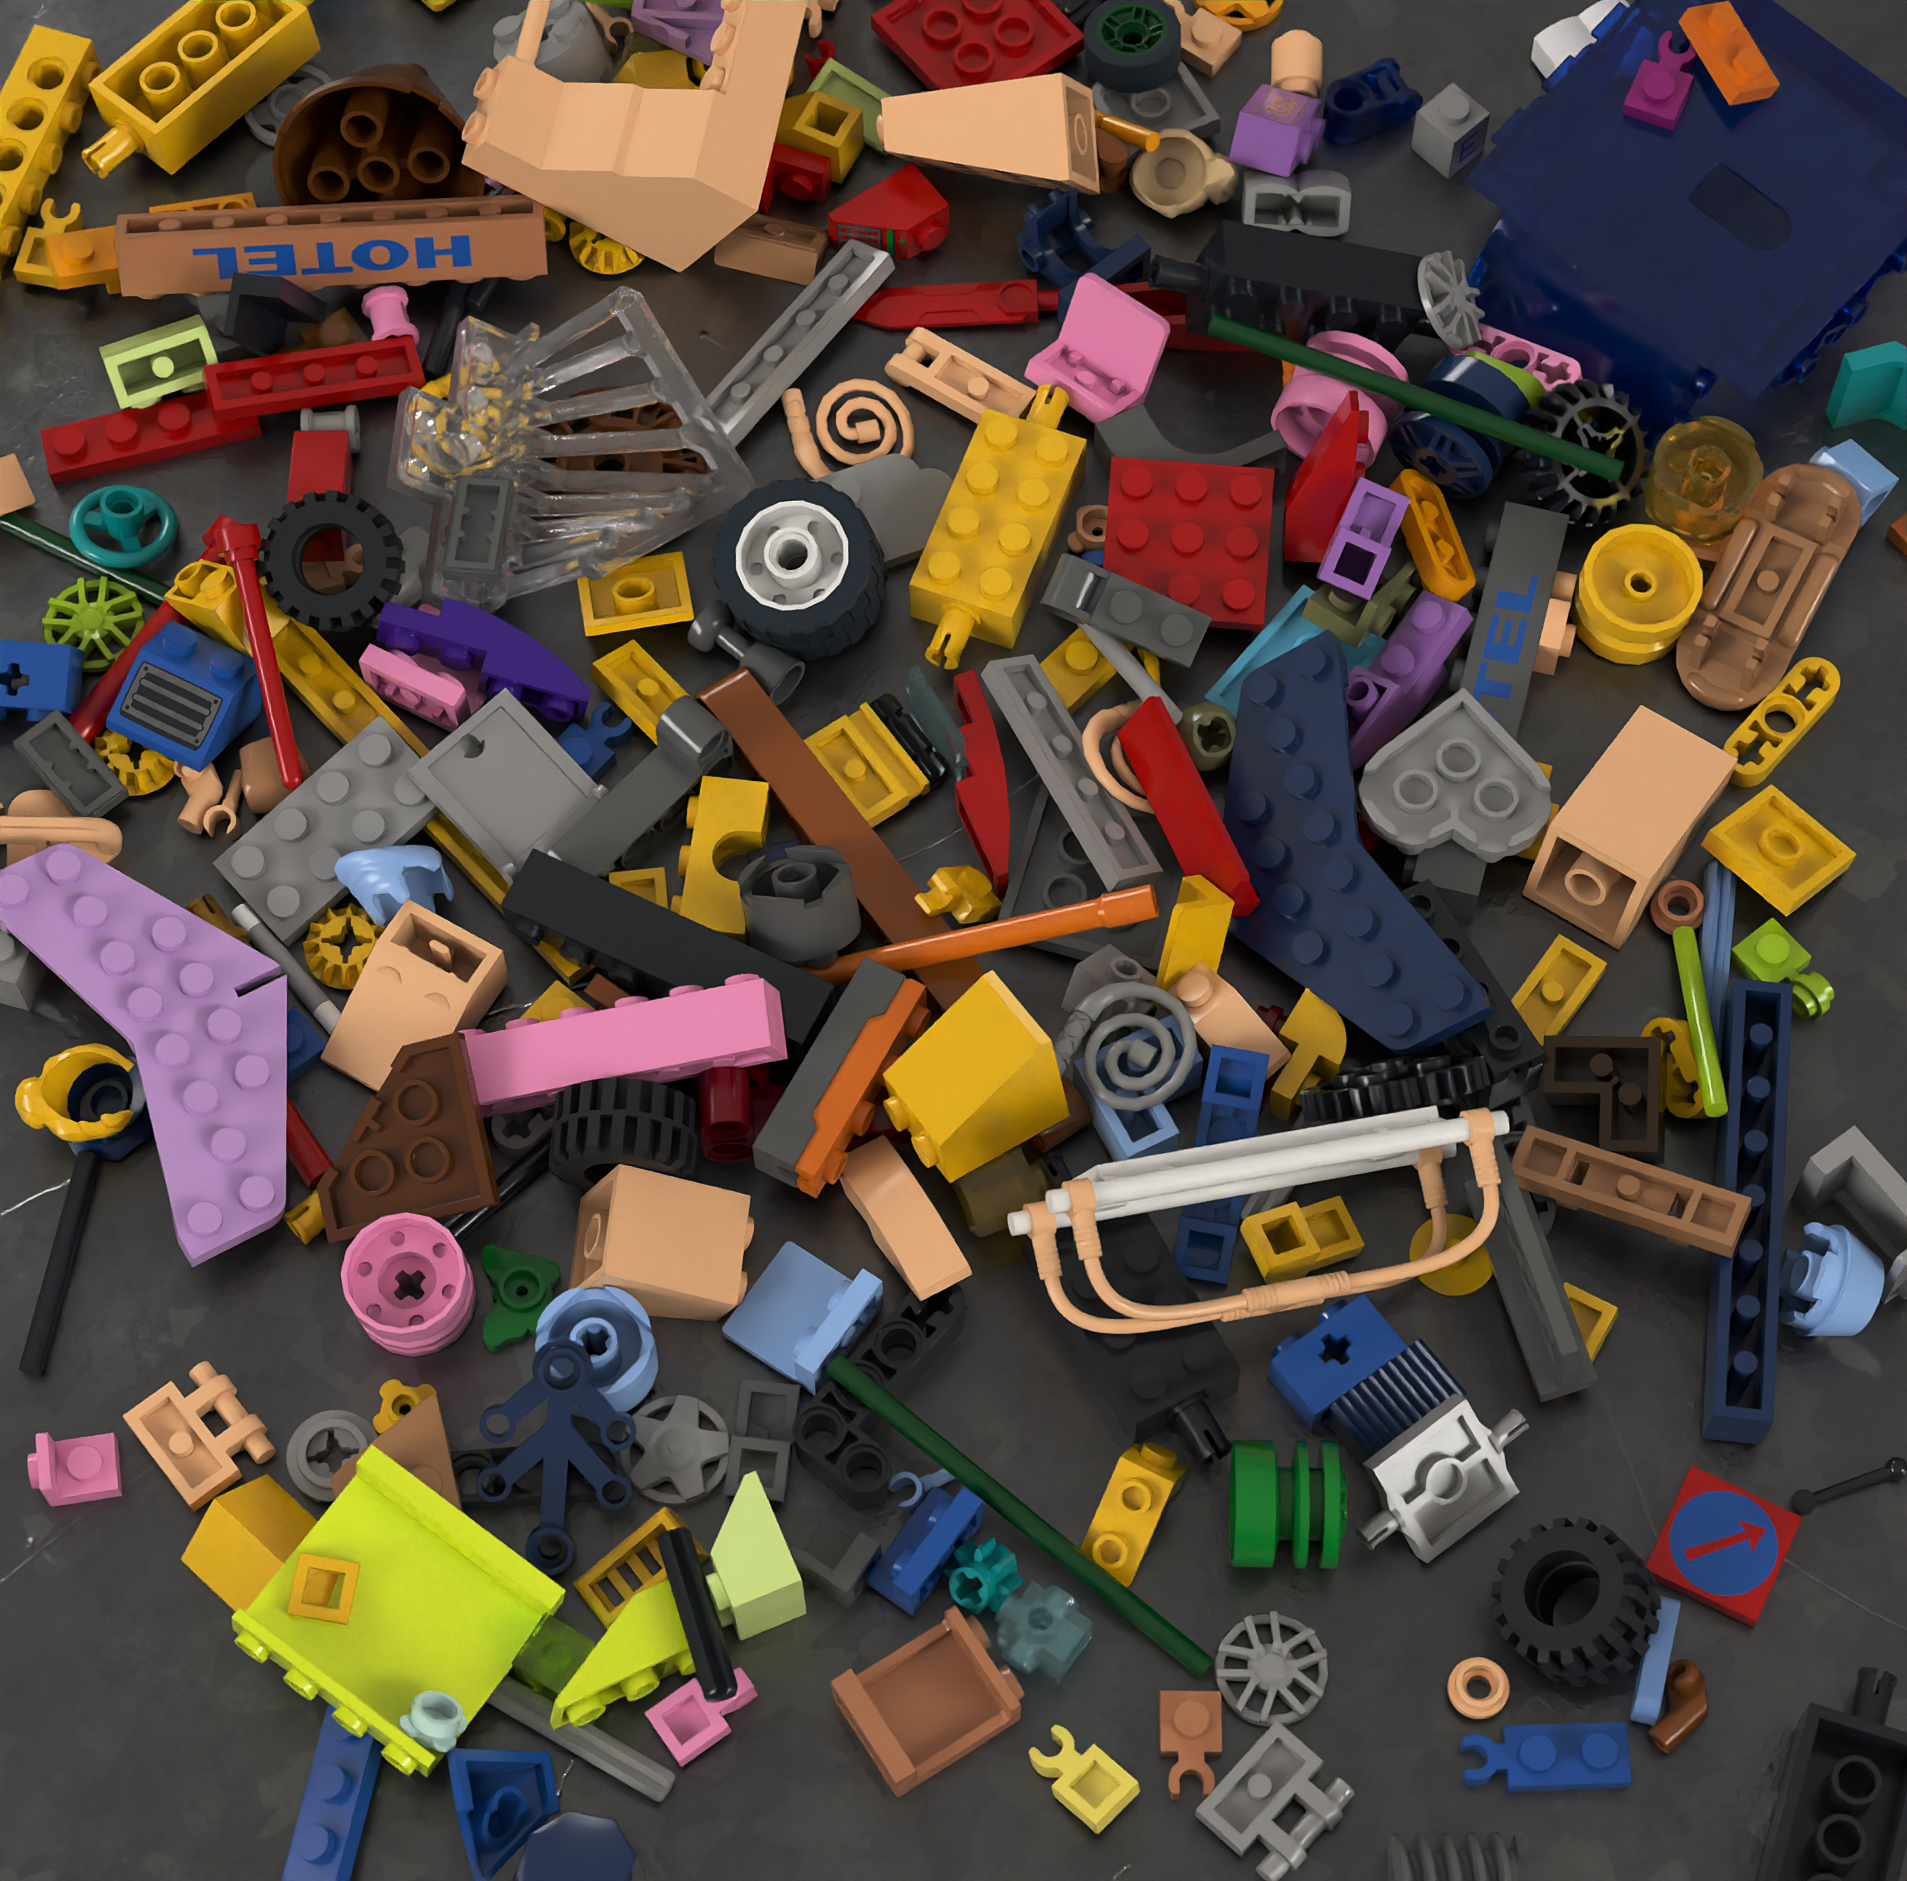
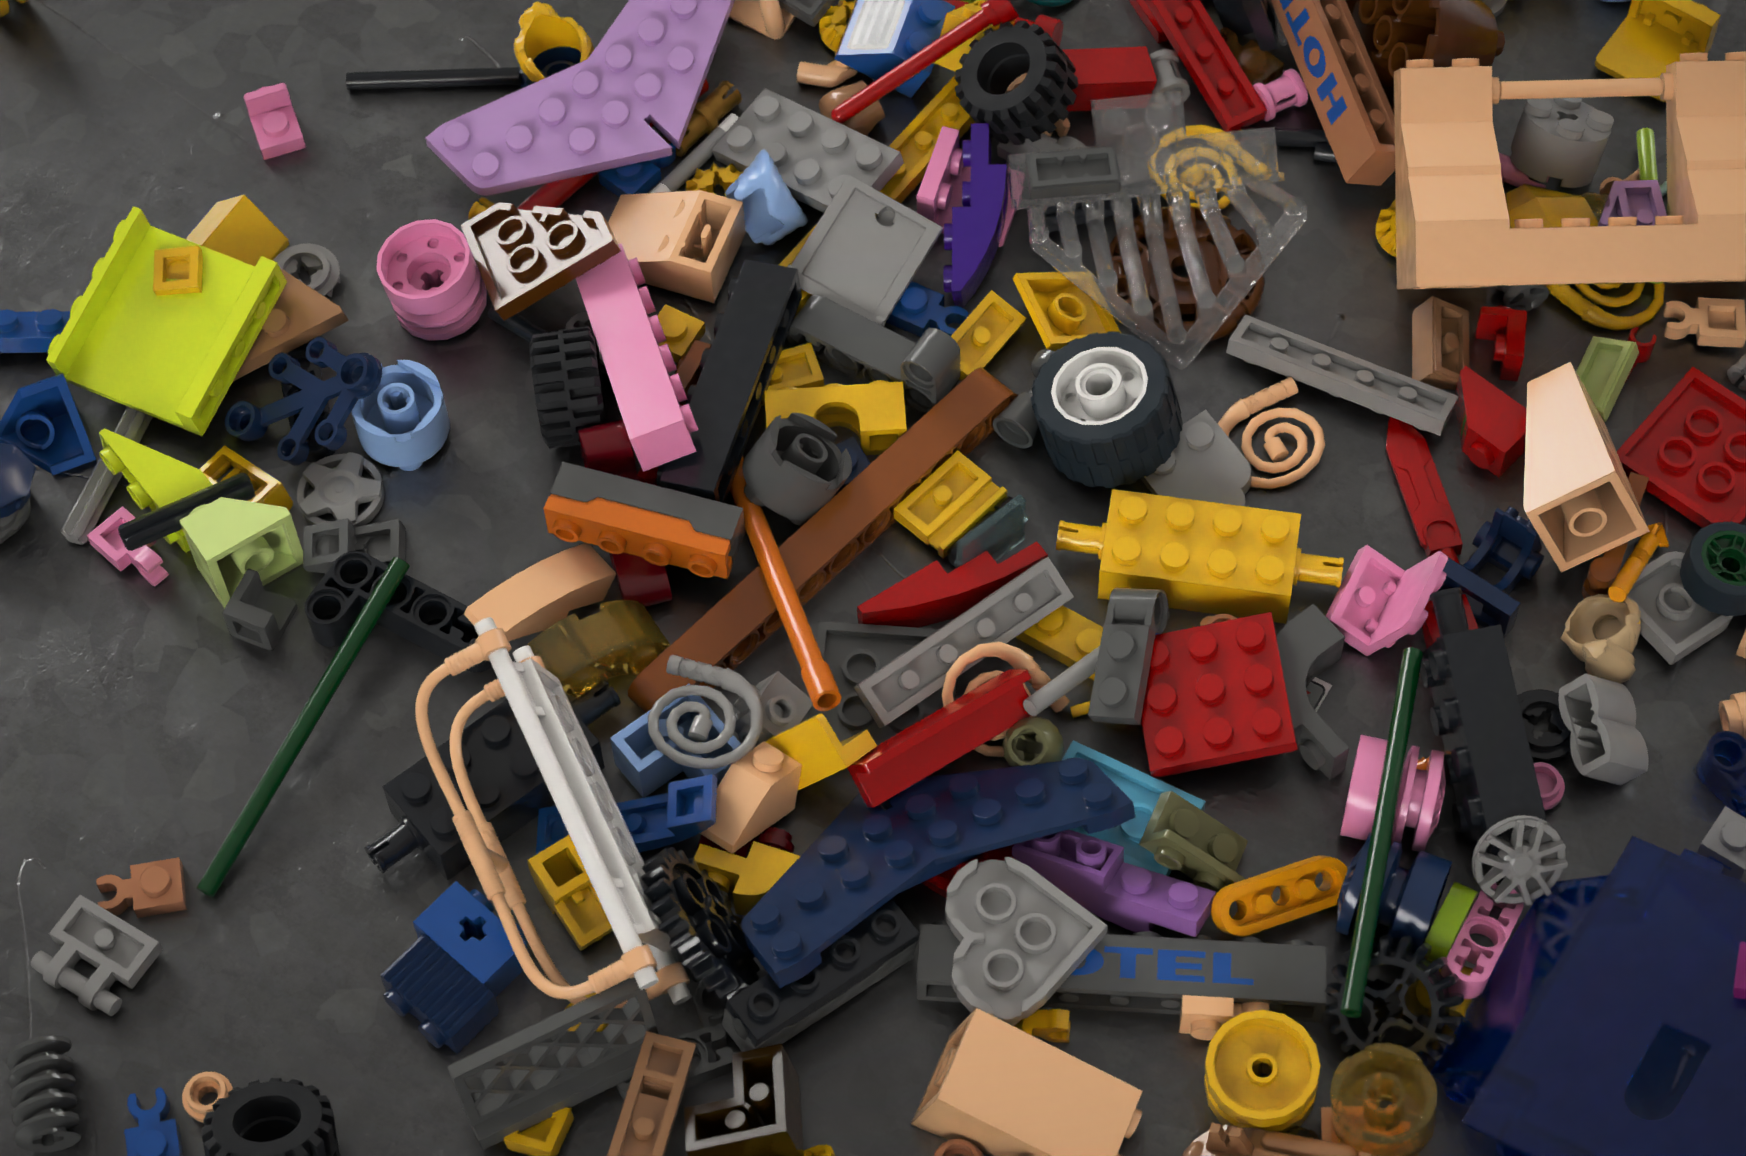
camera: 80 degrees right, 5 degrees down
(183, 1444) = (299, 180): light nougat plate -> none
(226, 810) = (807, 92): light nougat hand -> none
(395, 1397) = (356, 314): yellow plate -> none
(434, 1720) = (99, 360): light aqua plate -> none
(511, 1273) = (466, 356): green animal -> none
(551, 1655) = (158, 431): clear neon green bracket -> none
(663, 1243) = (492, 441): light nougat slope -> none
(804, 1315) = (458, 551): light blue bracket -> none
(824, 128) = (1550, 342): yellow slope -> none
(923, 1486) = (322, 660): light blue hand -> none
(926, 1547) = (269, 669): blue bracket -> none
(929, 1701) = (151, 693): nougat panel -> none
(957, 378) = (1341, 505): light nougat plate -> none
(961, 892) = (842, 586): yellow plate -> none
(976, 1082) = (643, 607): yellow slope -> none
(982, 1575) = (254, 711): teal gear -> none
(1042, 1631) = (211, 759): clear light blue brick -> none
(1087, 1784) = (100, 819): light yellow plate -> none
(1132, 1508) = (331, 804): yellow bracket -> none
(1271, 1669) = (209, 939): light grey wheel -> none
(1277, 131) = (1669, 695): medium lavender brick -> none
(1285, 1503) = (331, 909): green wheel -> none
(1324, 484) = (1280, 794): red slope -> none
(1363, 539) = (1227, 821): medium lavender brick -> none
(1441, 1478) = (374, 1030): light grey plate -> none
(1557, 987) = (847, 1066): yellow plate -> none

